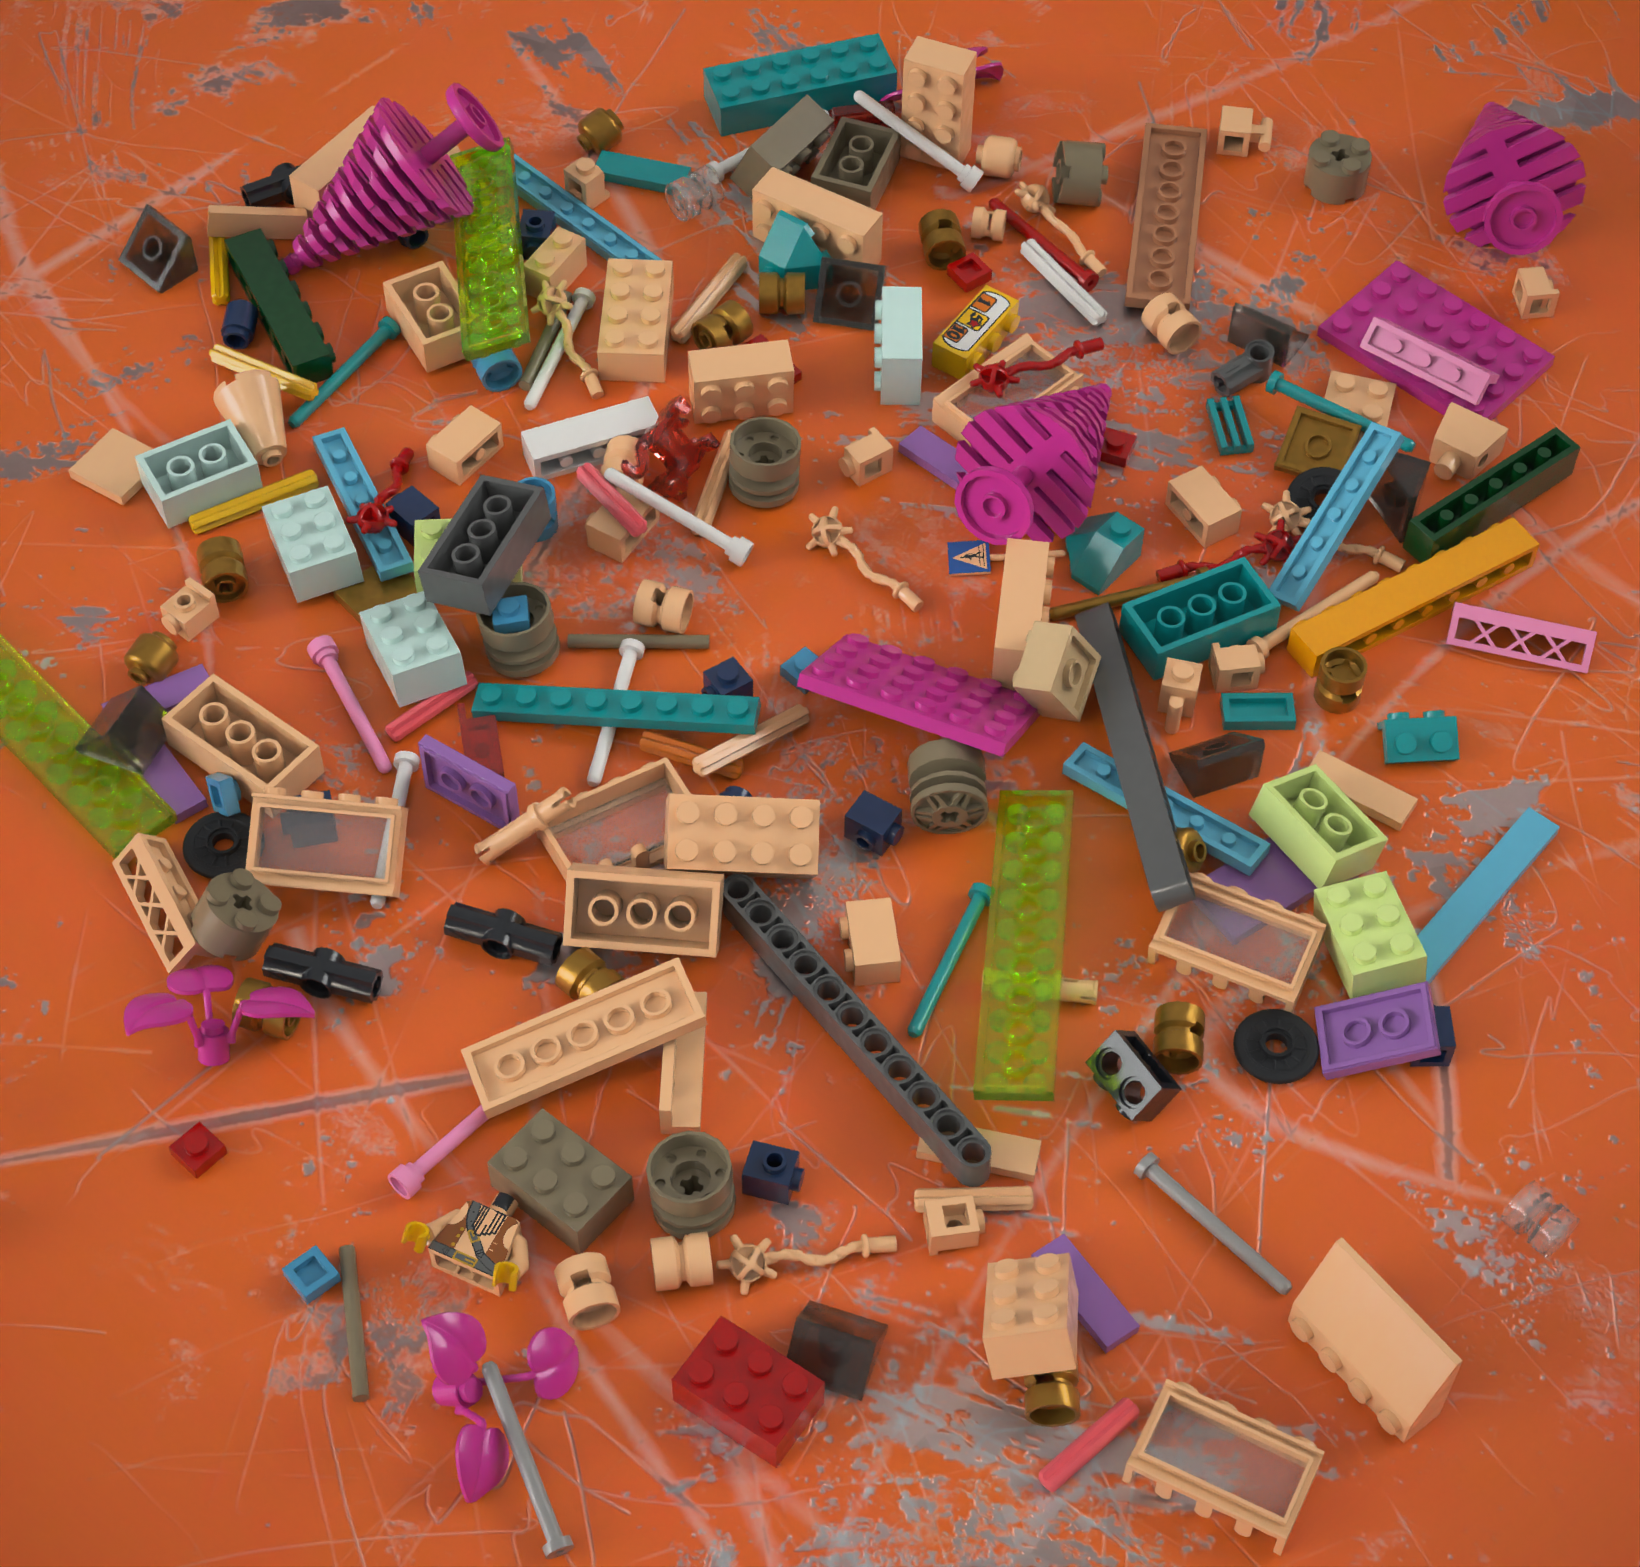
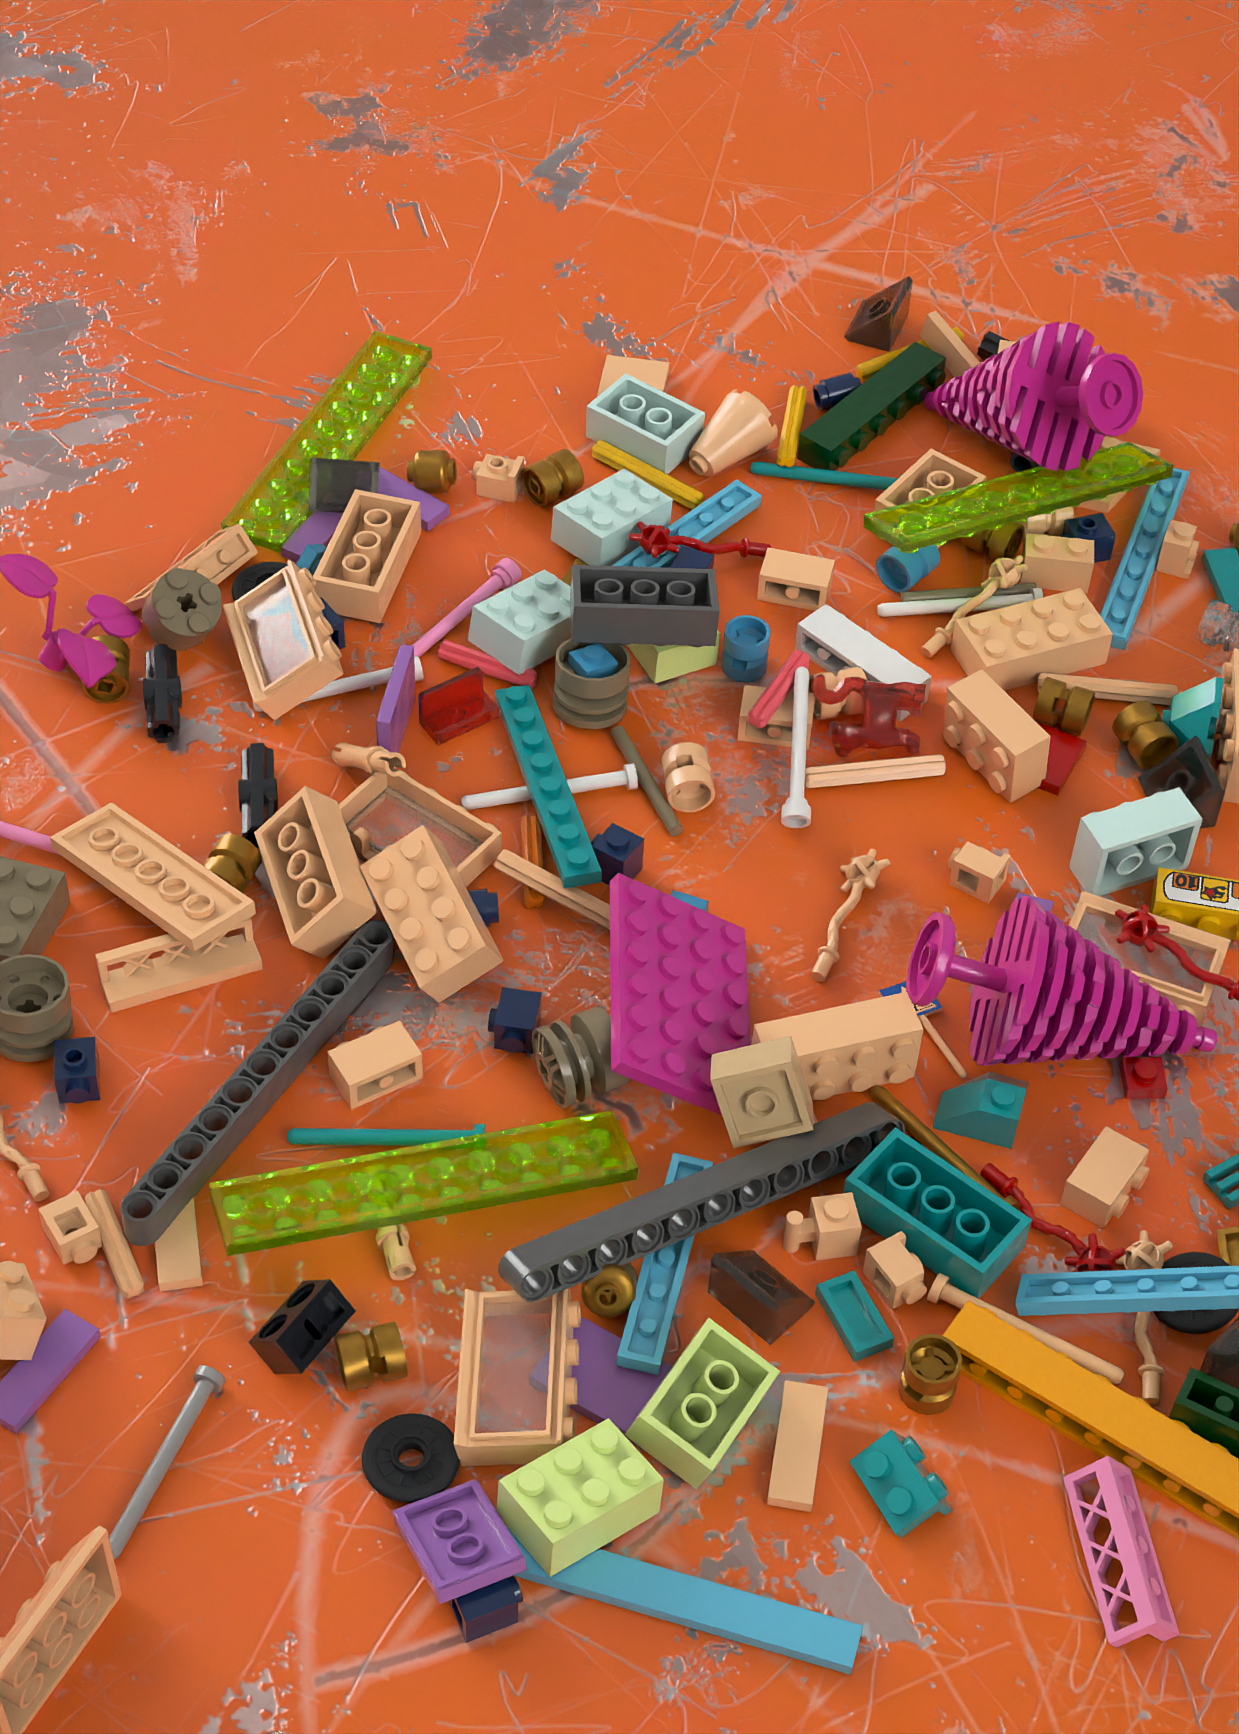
camera: 65 degrees right, 5 degrees down
(764, 462) = (906, 787): dark tan wheel -> none

